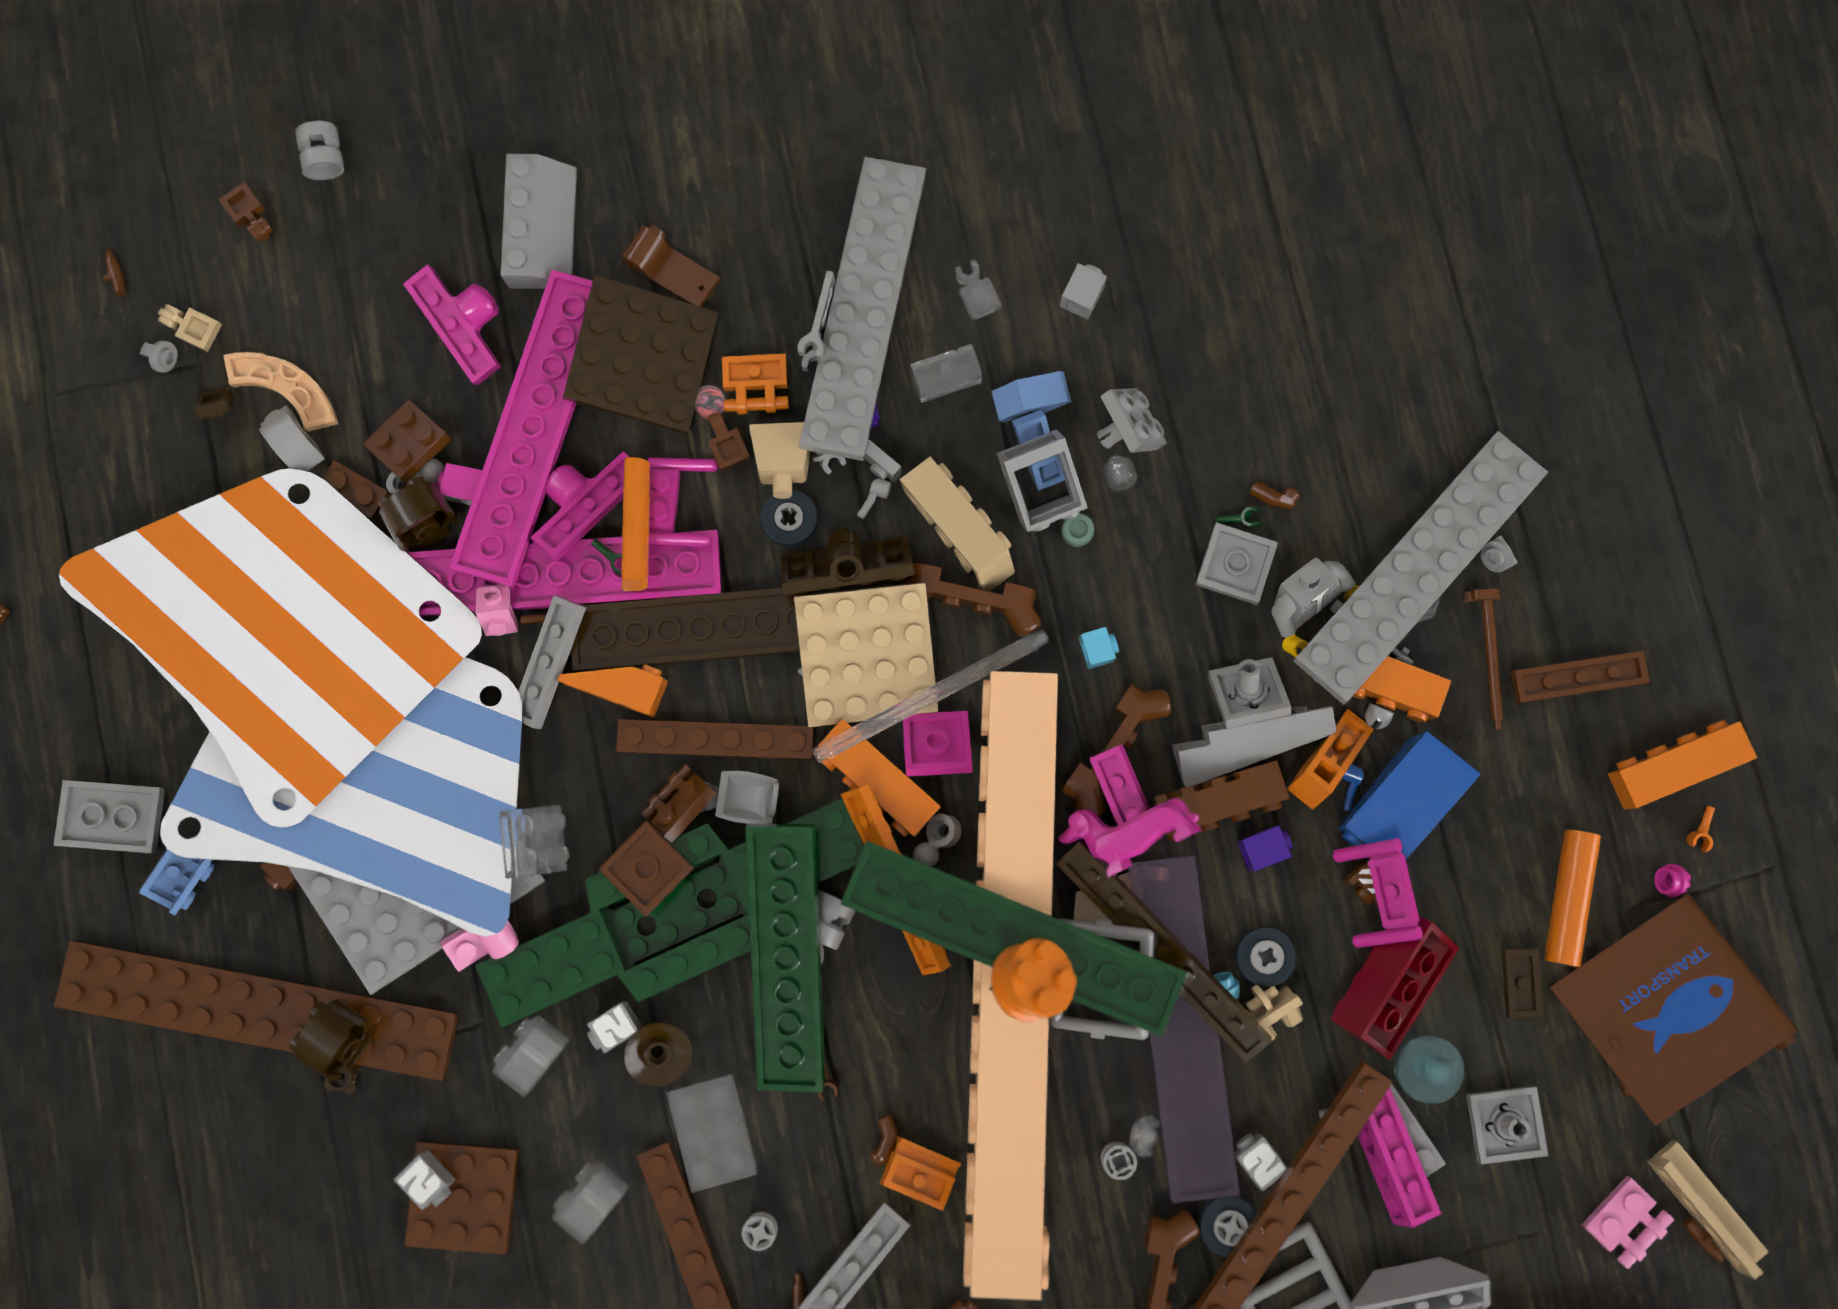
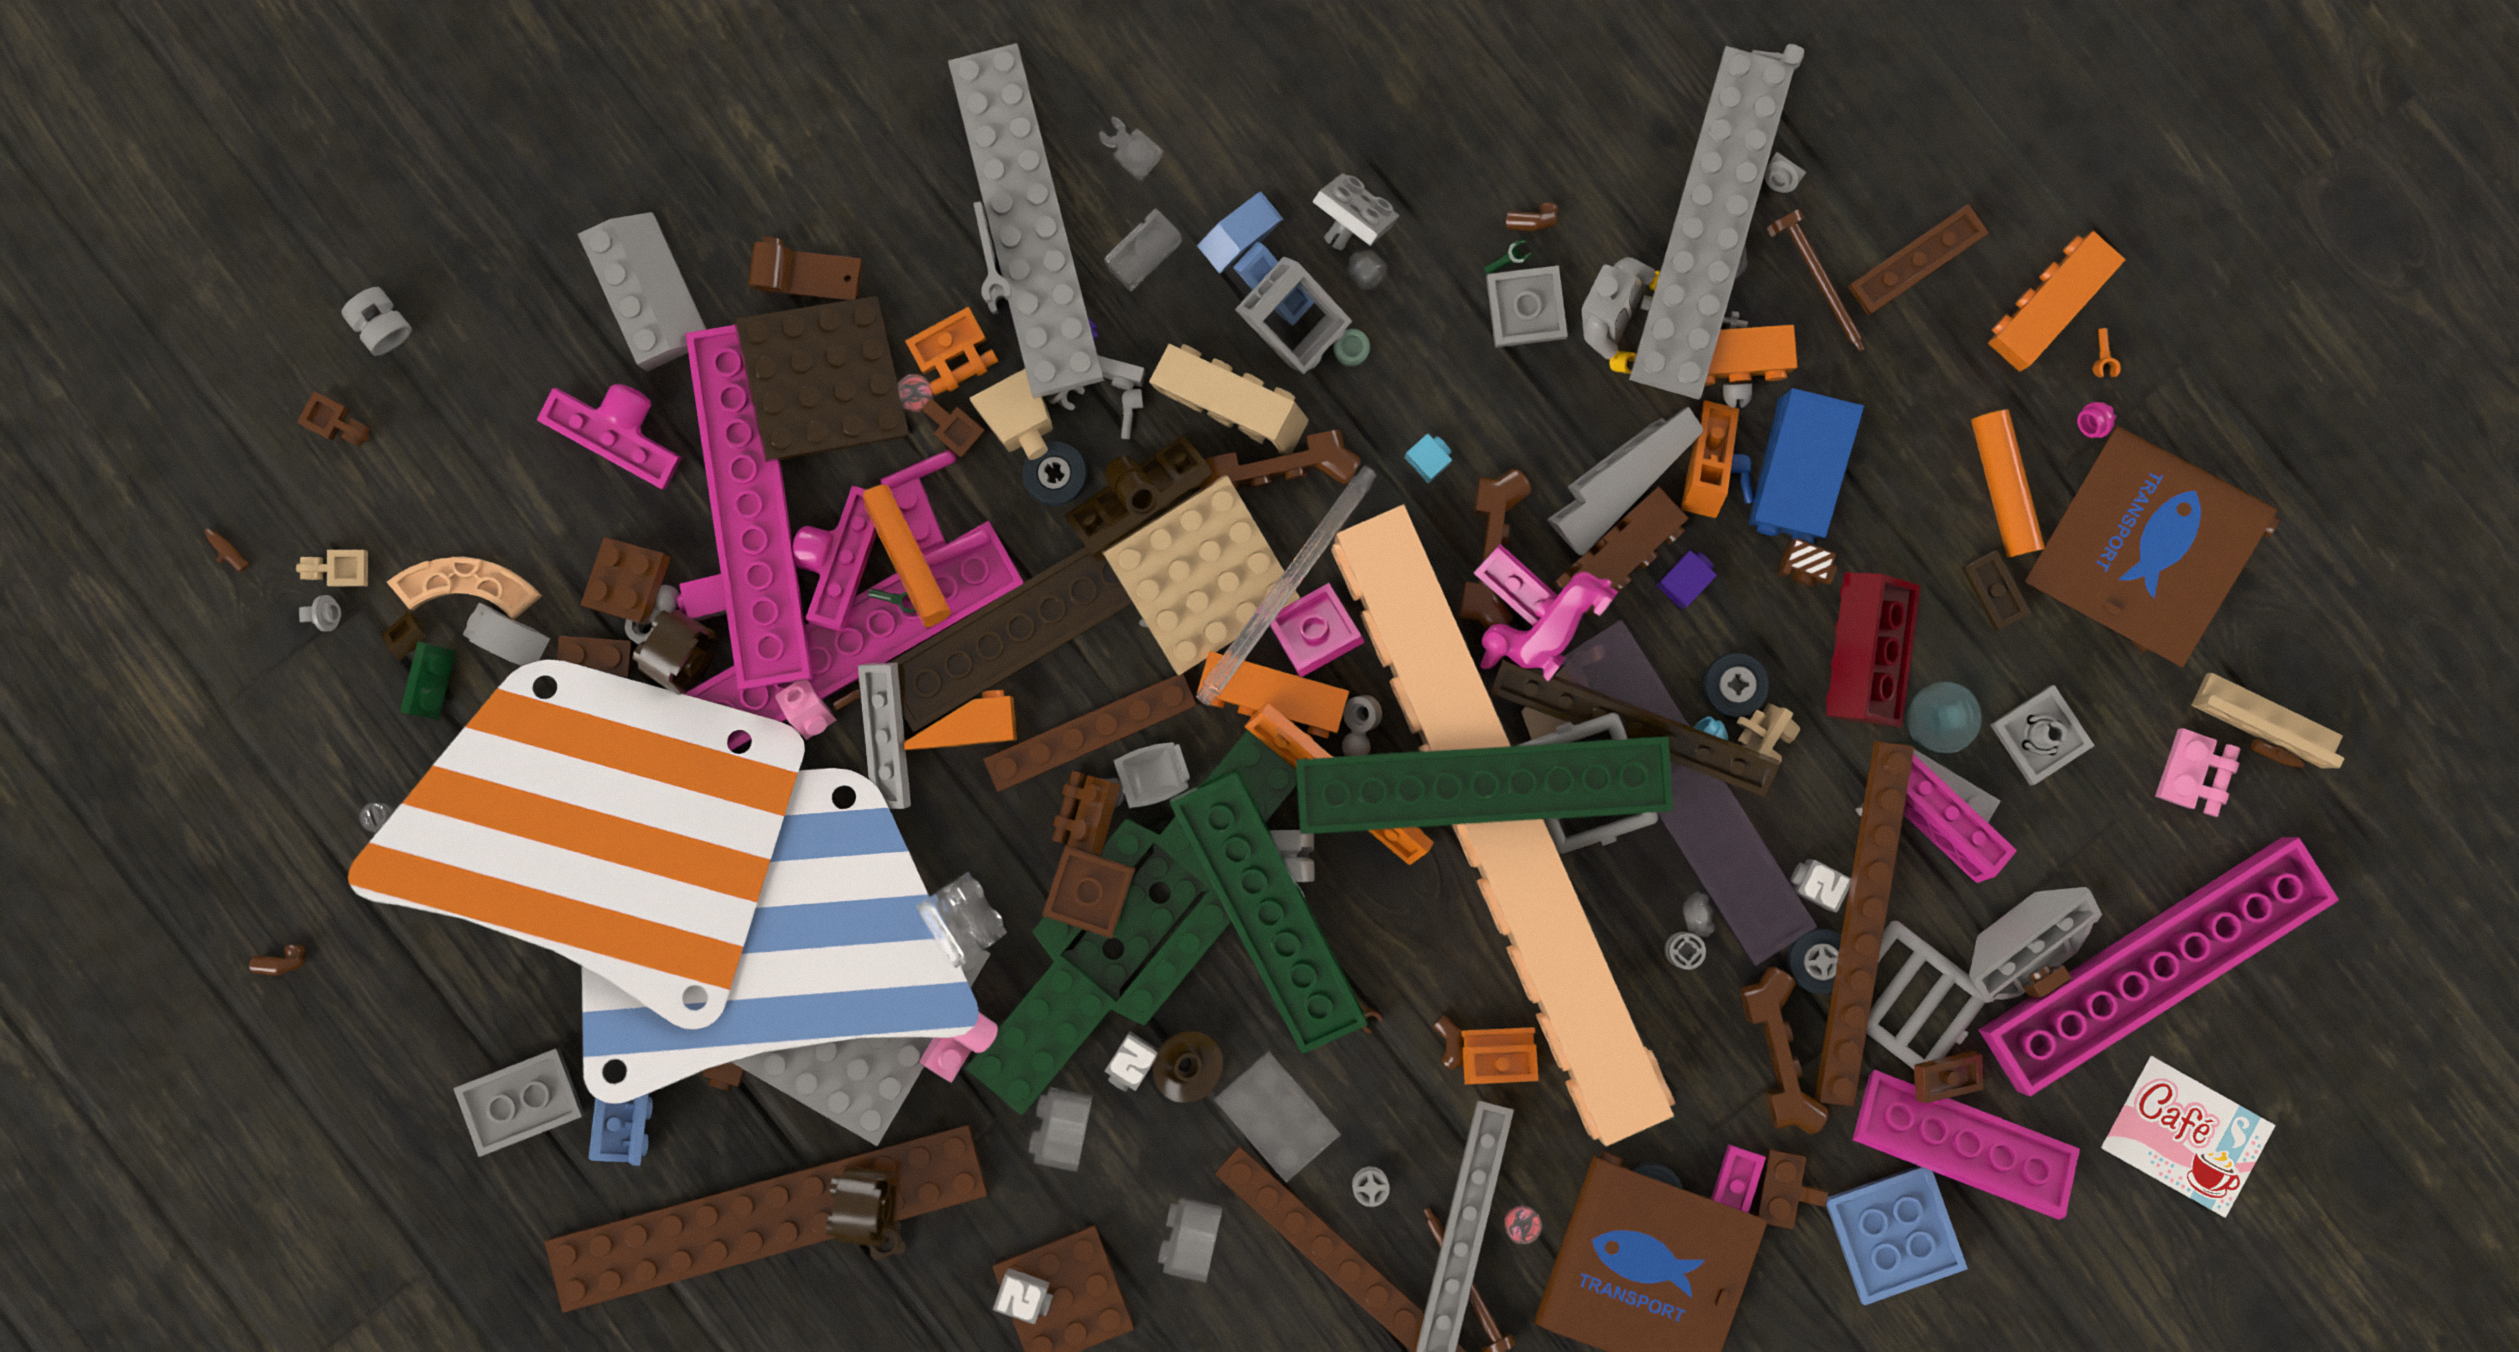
camera: 30 degrees left, 5 degrees up
(120, 530) = (380, 813): none -> clear hinge
(213, 446) = (428, 681): none -> dark green plate
(1033, 980) = (1524, 816): orange wheel -> none
(1083, 290) = (1241, 96): light grey brick -> none
(1246, 684) = (1594, 424): light grey plate -> none
(1392, 892) = (1829, 561): dark pink plate -> none
(1549, 463) = (1792, 55): none -> light grey hand

